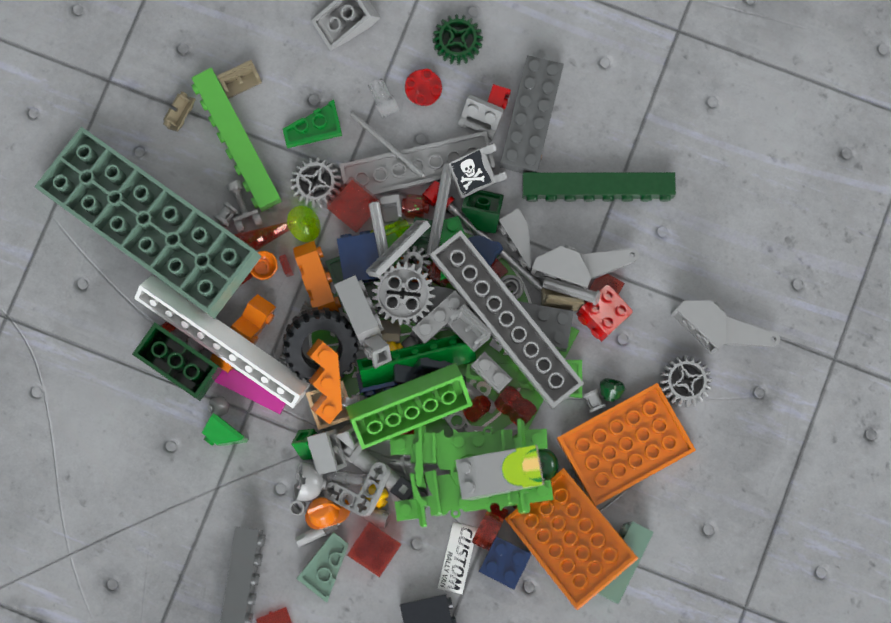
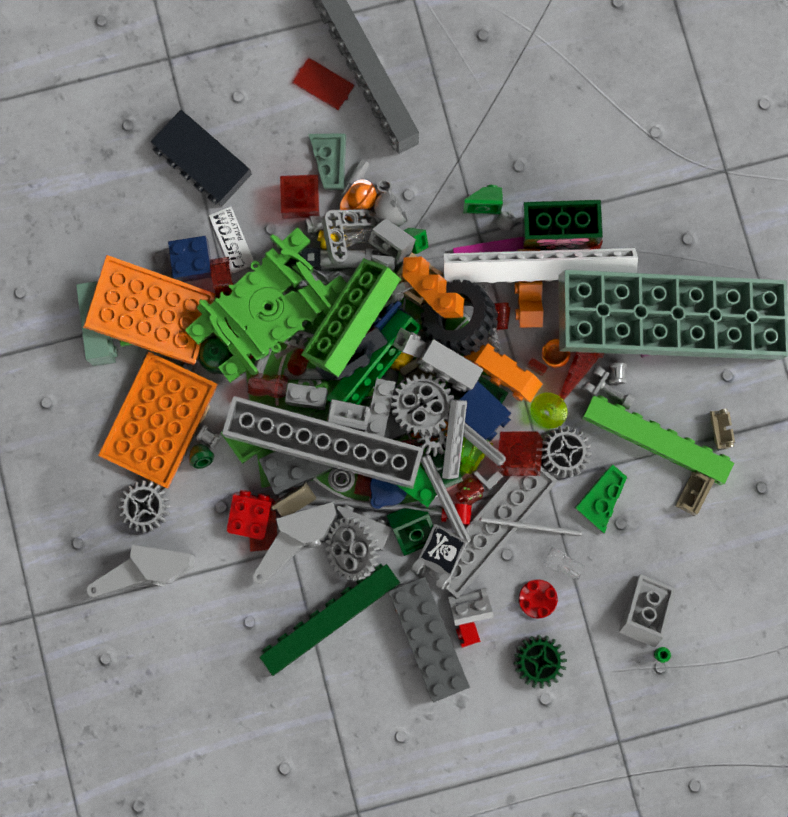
camera: 145 degrees right, 0 degrees up
(280, 328) = (503, 315): none -> clear red cone
(499, 472) = (240, 314): light grey slope -> none
(541, 224) = (352, 548): none -> light grey gear
(571, 290) = (273, 514): light grey axle -> none

